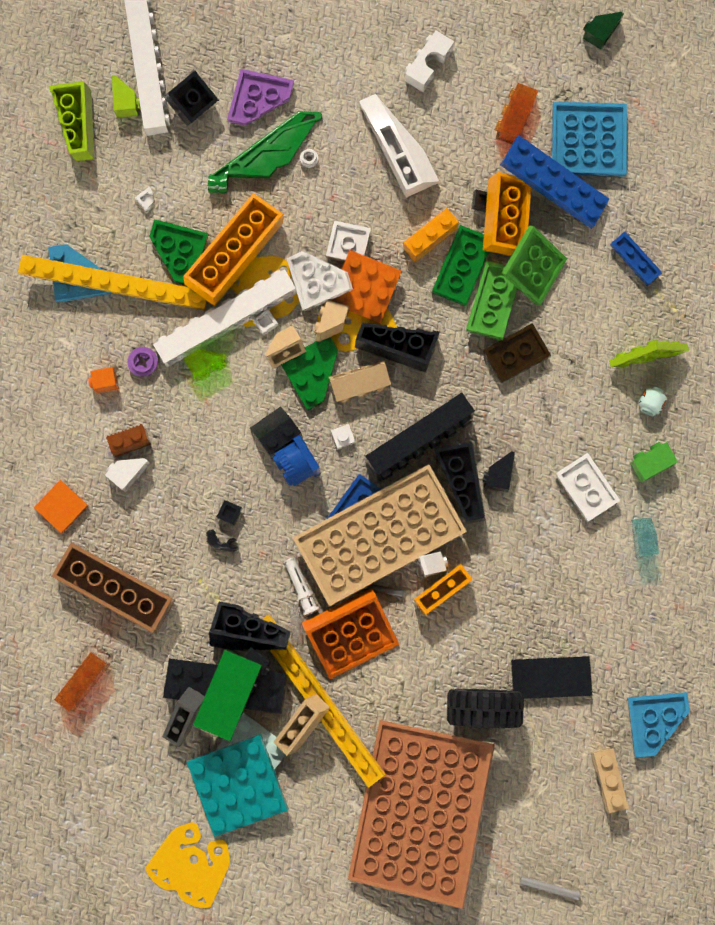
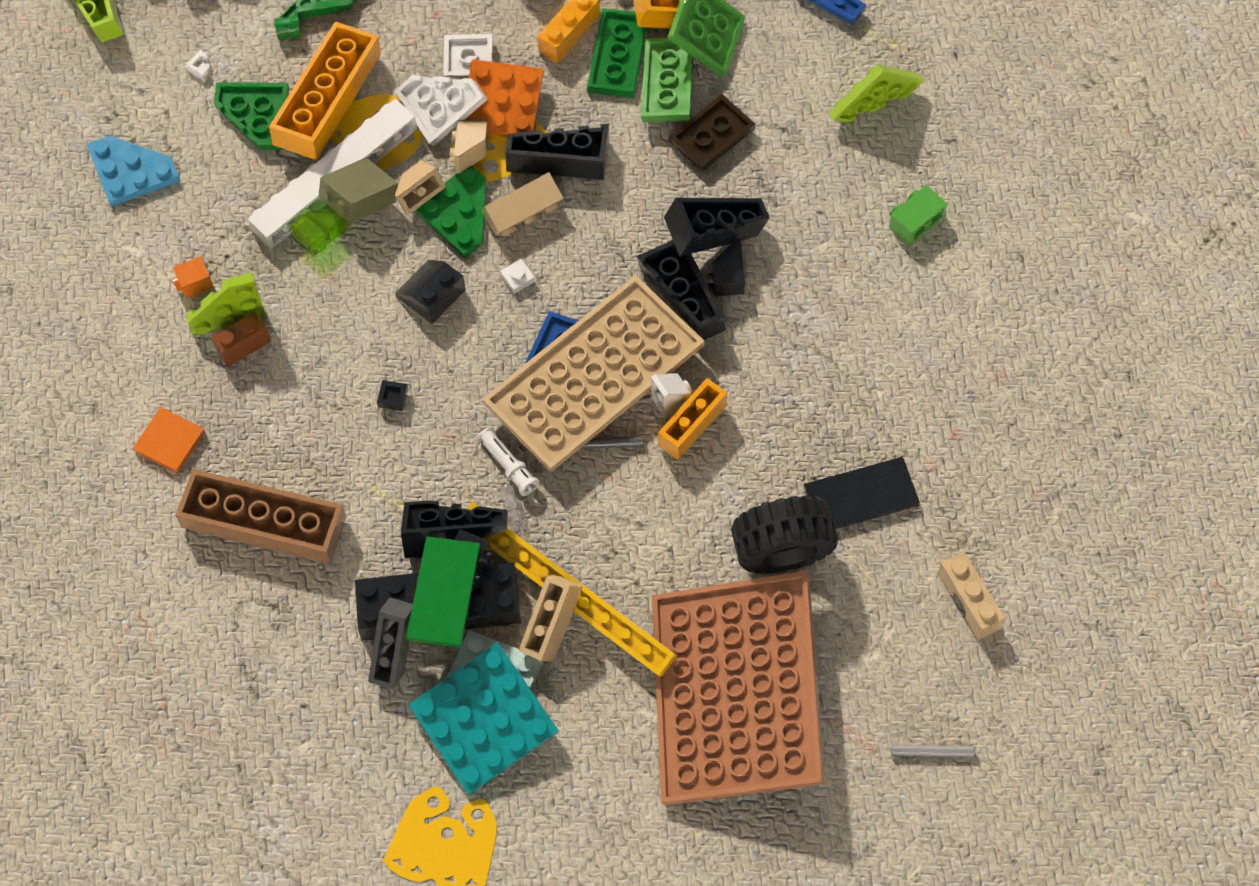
camera: 15 degrees left, 15 degrees down
(82, 682) = (244, 641): clear orange brick -> none
(110, 282) = (177, 163): yellow plate -> none
(125, 414) = (232, 302): none -> lime plate
(126, 472) = (246, 377): white slope -> none
(145, 353) = (238, 237): medium lavender gear -> none
(213, 541) = (380, 434): black piece -> none
(239, 341) = (357, 190): none -> olive brick
(265, 322) = (389, 165): white tile -> none
(296, 462) = (466, 311): blue piece -> none
(350, 633) = (587, 501): orange slope -> none
(419, 437) = (612, 250): black brick -> none
(495, 437) = (713, 222): none -> black wedge
(587, 487) = (843, 263): white plate -> none
(644, 538) = (933, 305): clear light blue slope -> none
(652, 401) = (896, 148): light aqua head -> none
(655, 720) = (1008, 512): dark azure plate -> none

